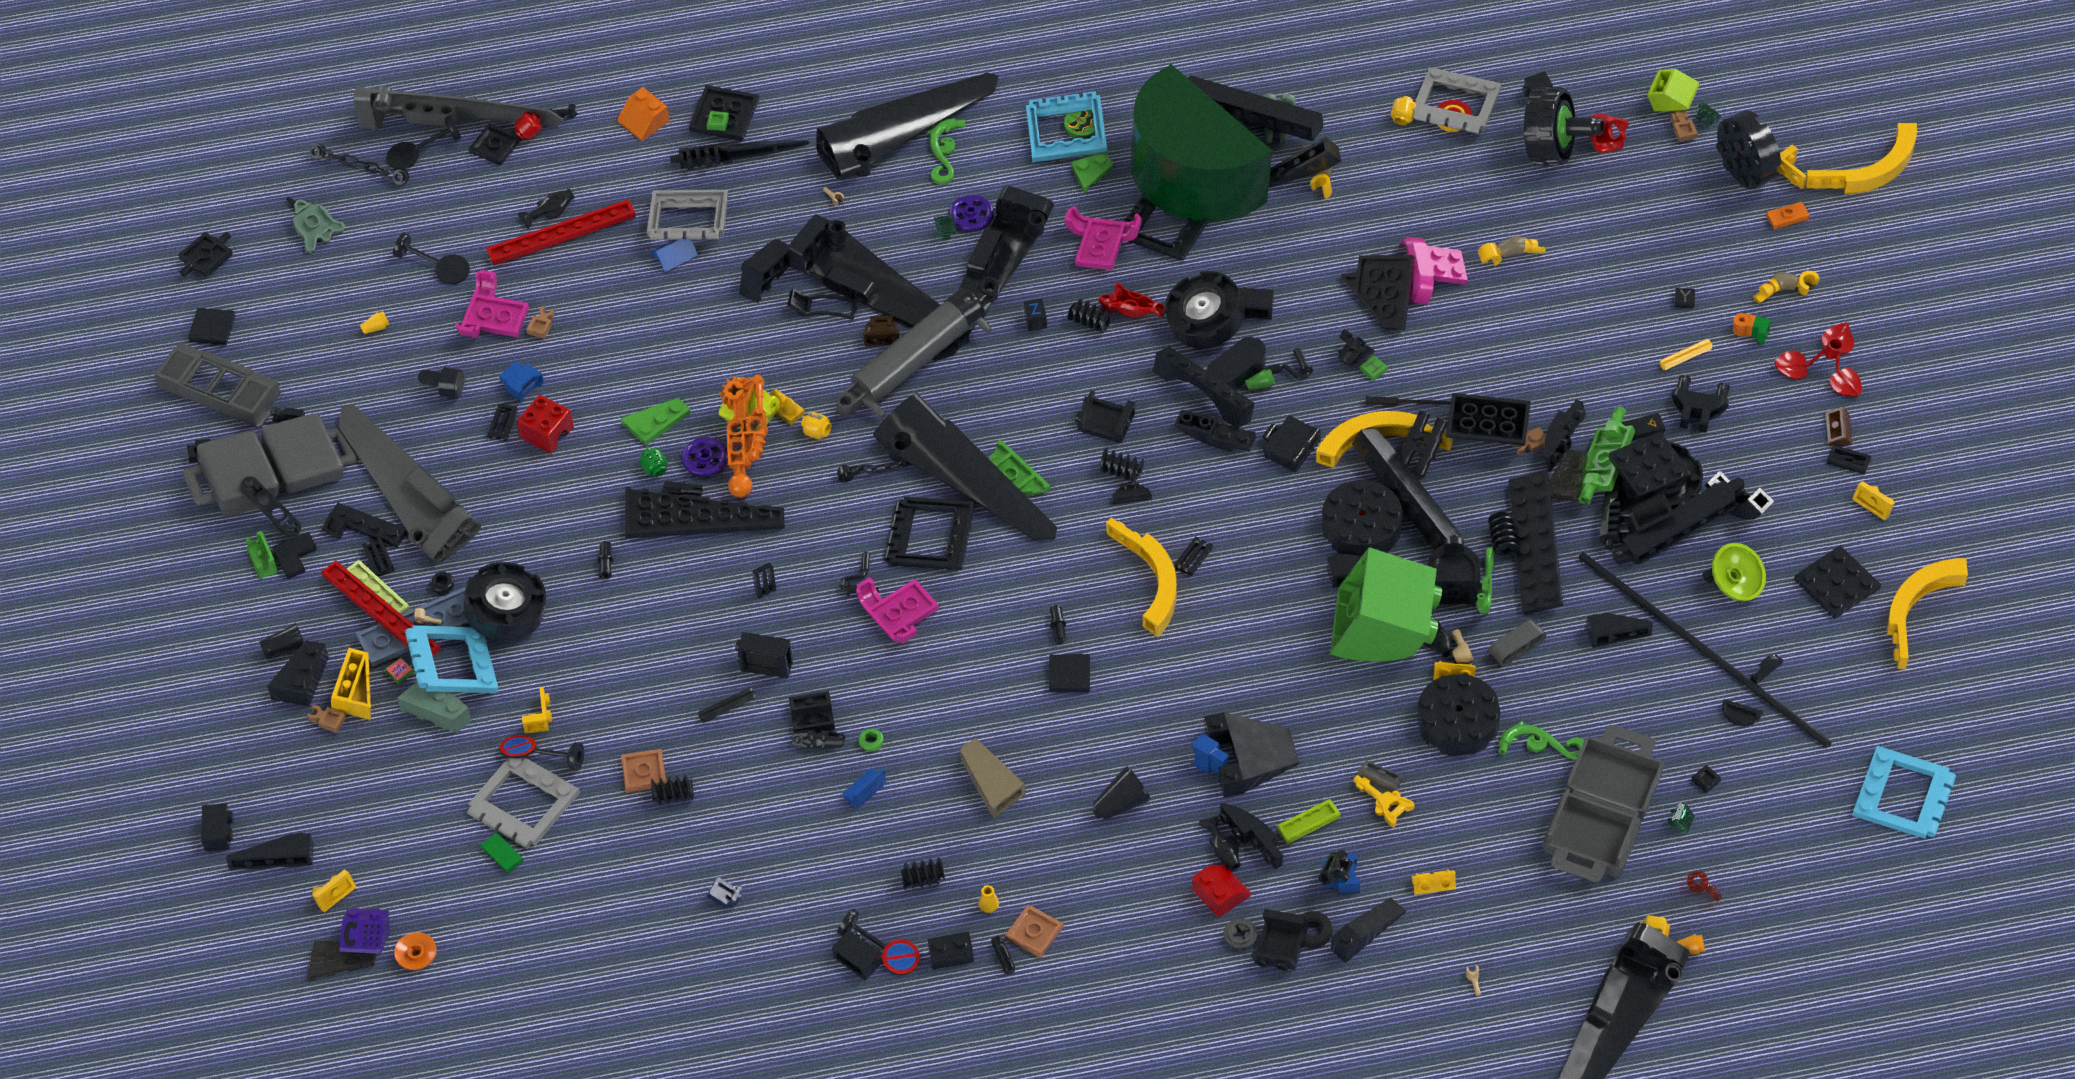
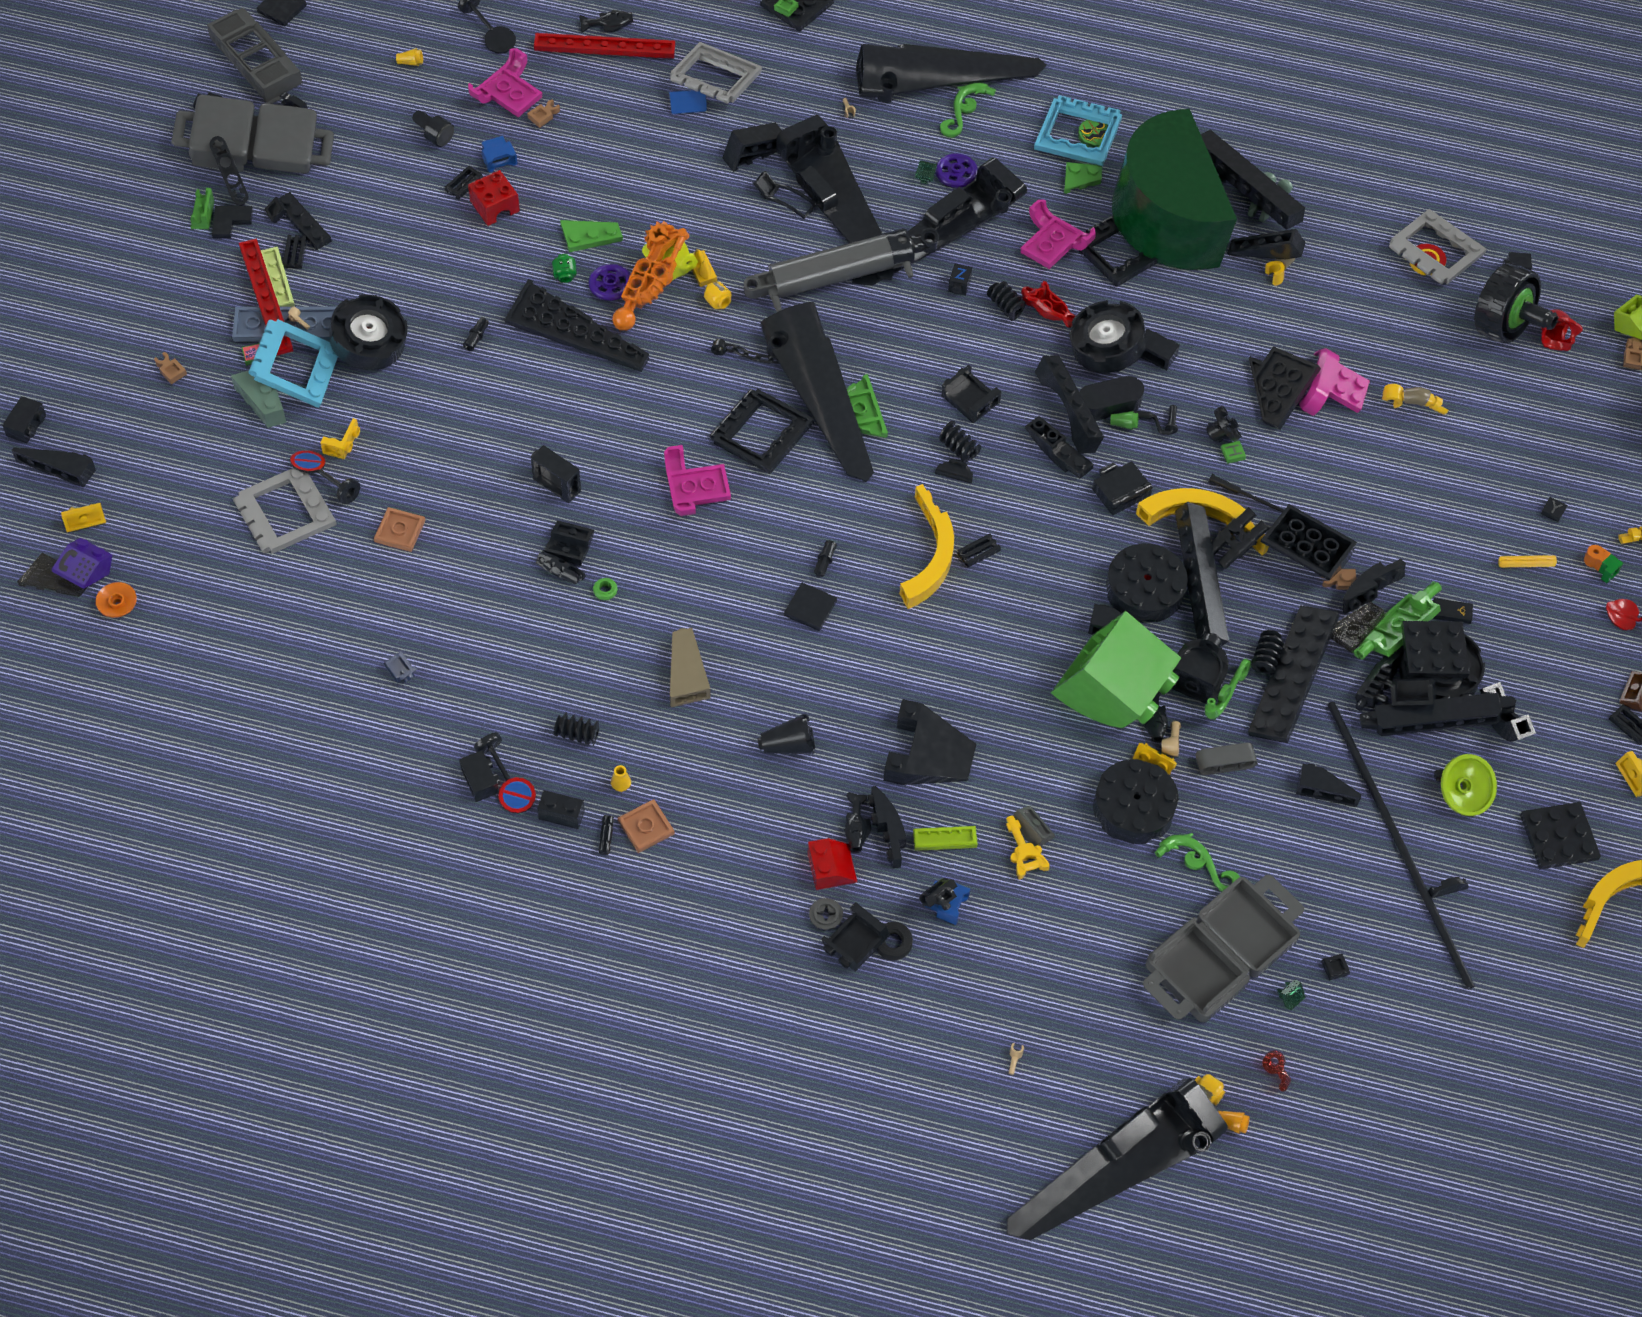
camera: 20 degrees right, 5 degrees up
(282, 642) = (174, 288): black plant -> none
(300, 675) = (170, 322): black wedge -> none
(353, 686) = (205, 349): yellow wedge -> none
(412, 492) = (356, 221): dark grey panel -> none
(442, 576) = (332, 300): black piece -> none
(501, 853) = (240, 547): green tile -> none
(672, 789) = (411, 557): black piece -> none
(682, 488) = (576, 301): black axle -> none
(726, 704) = (501, 503): black axle -> none
(727, 153) = (779, 36): black piece -> none
(771, 579) = (594, 416): black tile -> none
(864, 569) = (687, 437): black piece -> none
(865, 787) = (575, 629): blue panel -> none
(880, 331) = (819, 237): dark brown piece -> none
(1208, 755) = (887, 735): blue piece -> none
(1364, 929) = (941, 962): black slope -> none
(1402, 110) = (1383, 236): yellow head -> none
(1434, 882) = (1022, 946): yellow hinge -> none
(1699, 405) = (1514, 613): black connector -> none
(1740, 714) = (1401, 920): black tile -> none
(1875, 782) = (1496, 1044): medium azure hinge -> none

